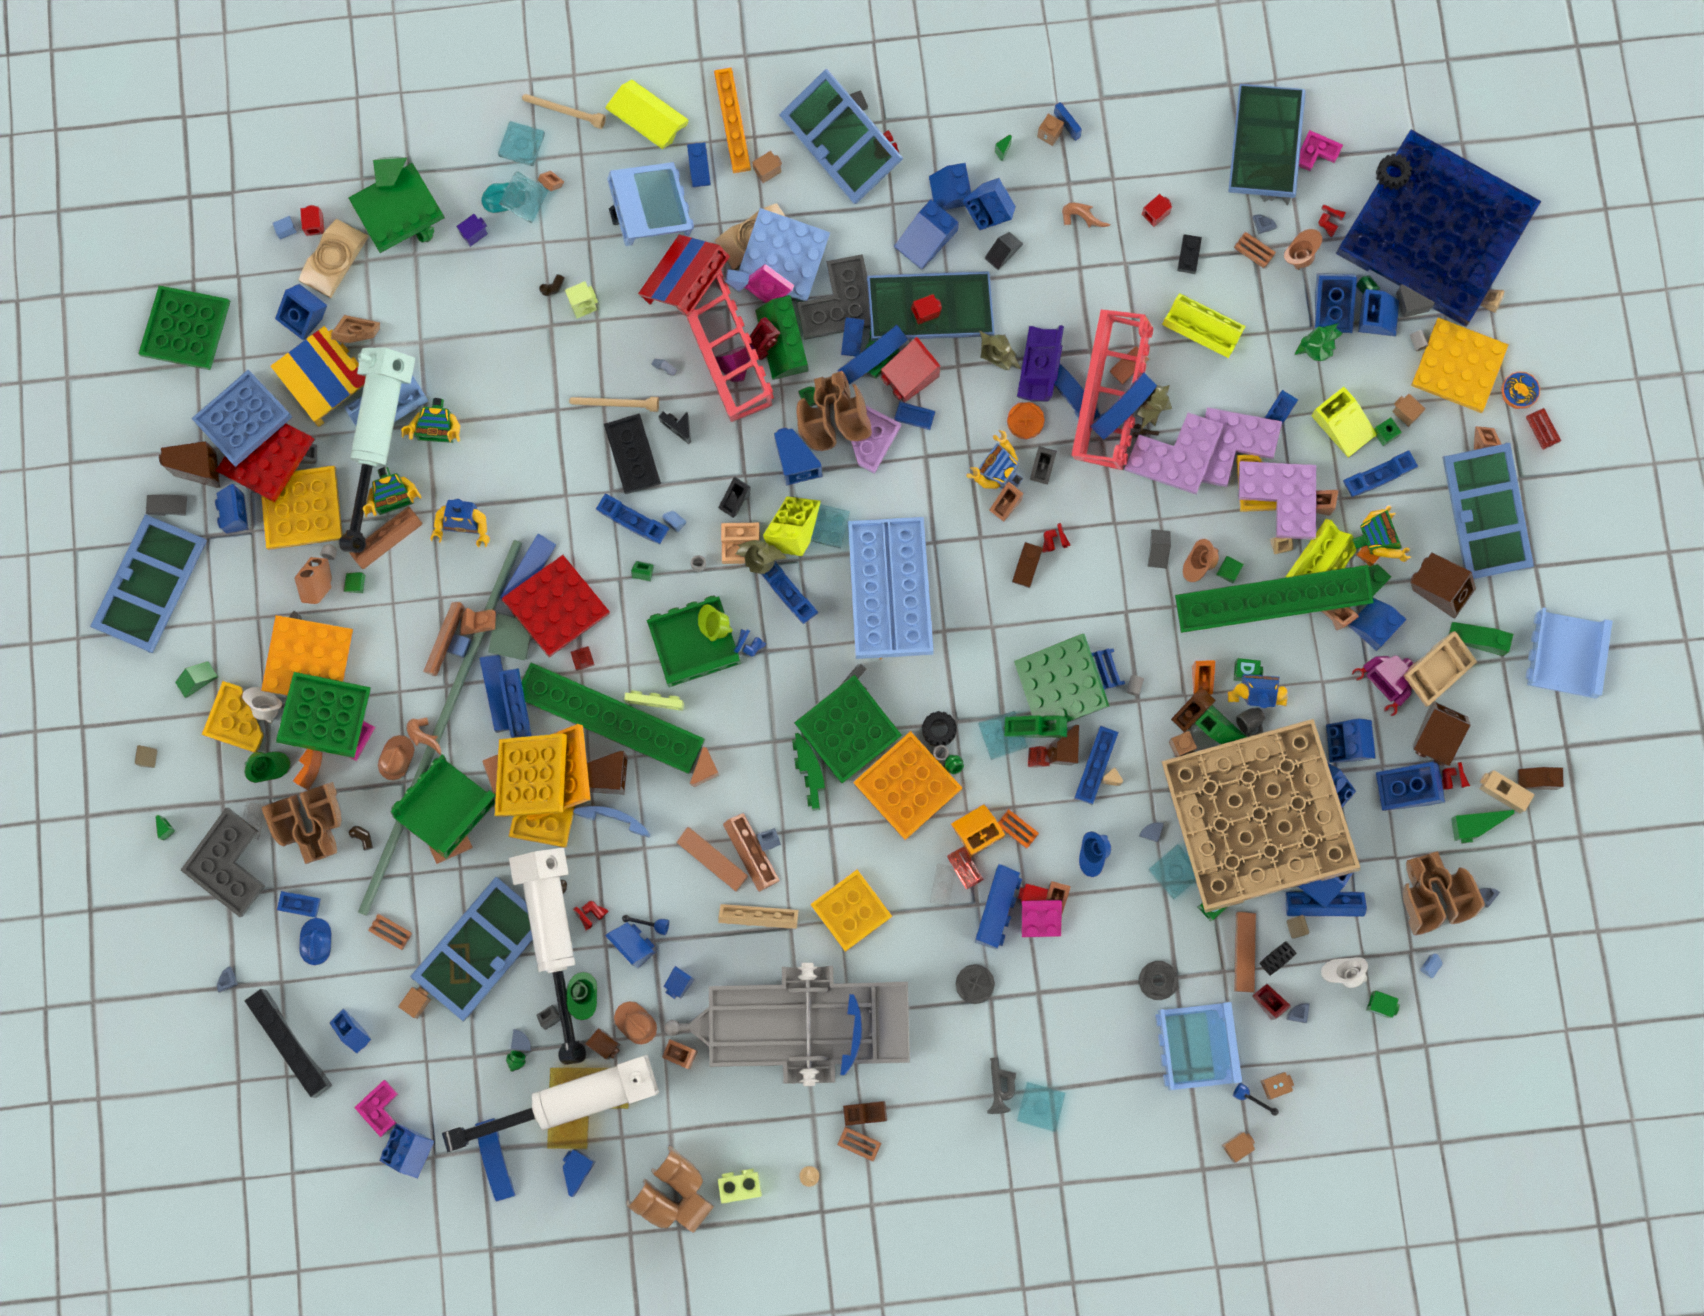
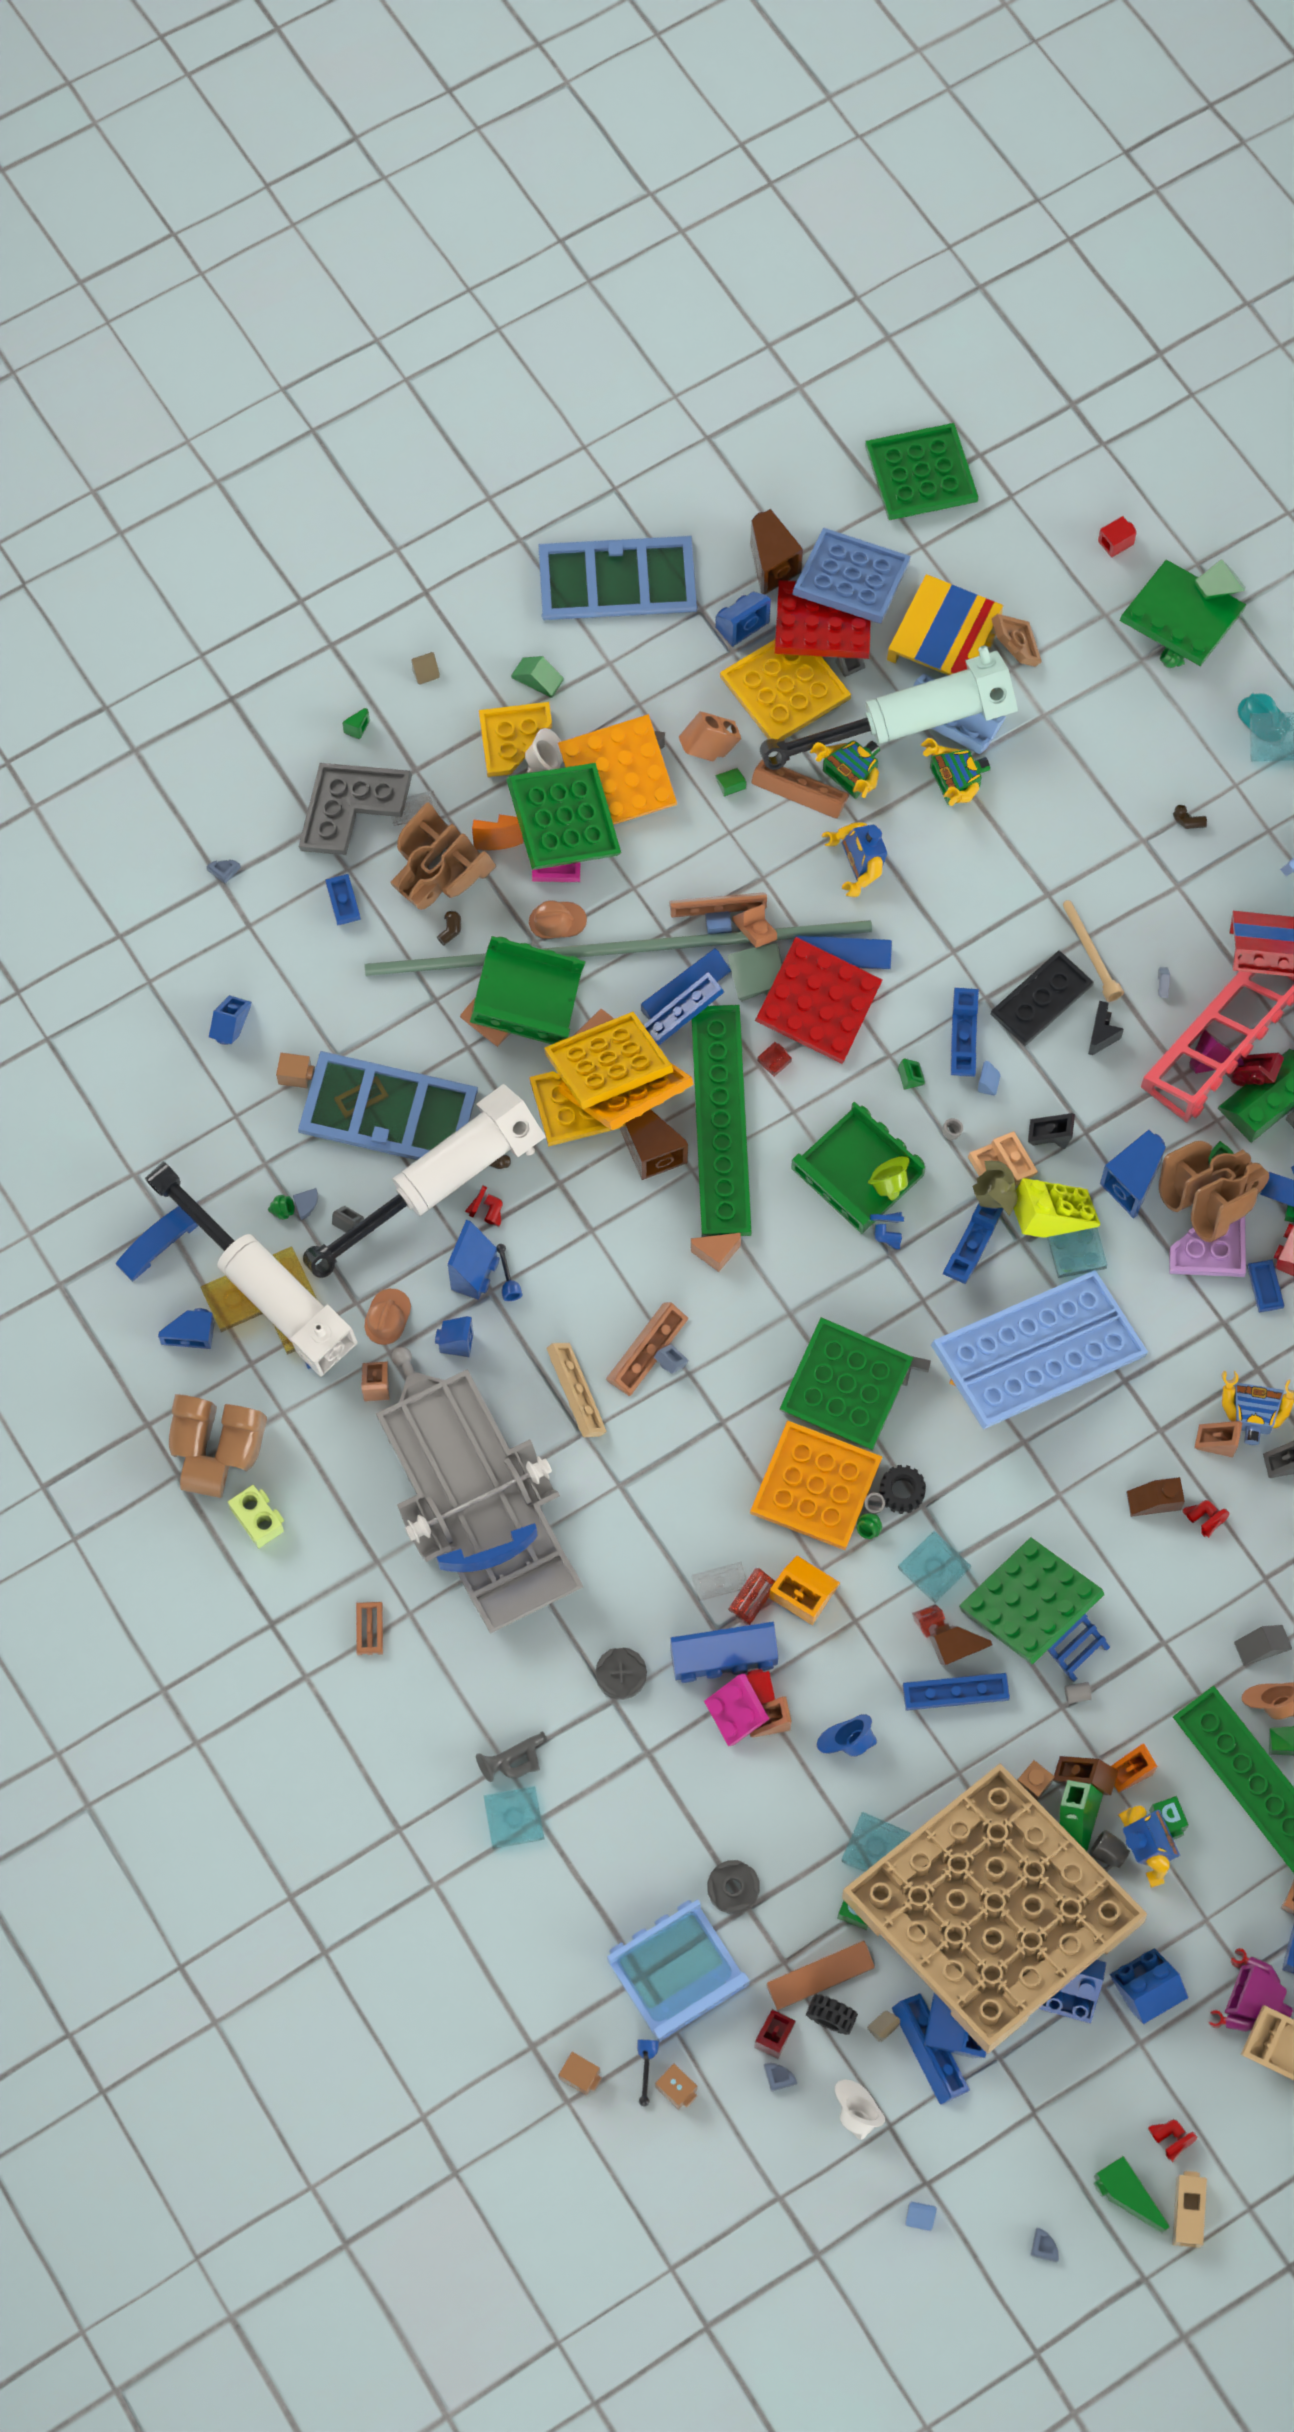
camera: 60 degrees right, 10 degrees down
(166, 504) = (713, 550): dark grey slope -> none
(266, 766) = (477, 791): green piece -> none
(284, 227) = (1093, 513): medium blue slope -> none
(294, 1054) = (203, 931): black arch -> none
(300, 311) = (1007, 575): blue slope -> none
(315, 941) = (310, 937): blue piece -> none
(328, 552) = (751, 738): light grey hinge -> none
(332, 257) = (1087, 578): tan slope -> none
(373, 1106) = (158, 1084): dark pink plate -> none
(376, 924) = (361, 989): nougat tile -> none
(406, 1151) = (126, 1141): blue slope -> none
(418, 736) = (592, 929): nougat piece -> none
(472, 229) = (1205, 703): dark purple brick -> none
(582, 299) = (1189, 853): yellowish green brick -> none
(582, 996) = (388, 1239): green piece -> none
(590, 813) = (603, 1153): medium blue slope -> none
(603, 1044) = (345, 1288): reddish brown slope -> none
(654, 700) = (766, 1157): yellowish green plate -> none
(712, 859) = (617, 1309): nougat slope -> none
(809, 764) = (781, 1363): green slope -> none
(809, 1176) = (305, 1589): tan tile -> none
(851, 910) = (636, 1490): yellow plate -> none
(865, 1113) = (408, 1618): reddish brown slope -> none
(1021, 822) = (834, 1615): orange tile -> none
(1036, 726) = (963, 1594): green slope -> none
(1112, 778) = (949, 1716): tan slope -> none
(1152, 831) = (910, 1796): sand blue tile -> none
(1383, 1004) = (840, 2174): green brick -> none
(1410, 786) = (1132, 2087): blue slope -> none
(1423, 905) = (1027, 2199): medium nougat piece -> none
(1441, 734) = (1218, 2093): reddish brown slope -> none
(1541, 778) = (1229, 2247): reddish brown slope -> none

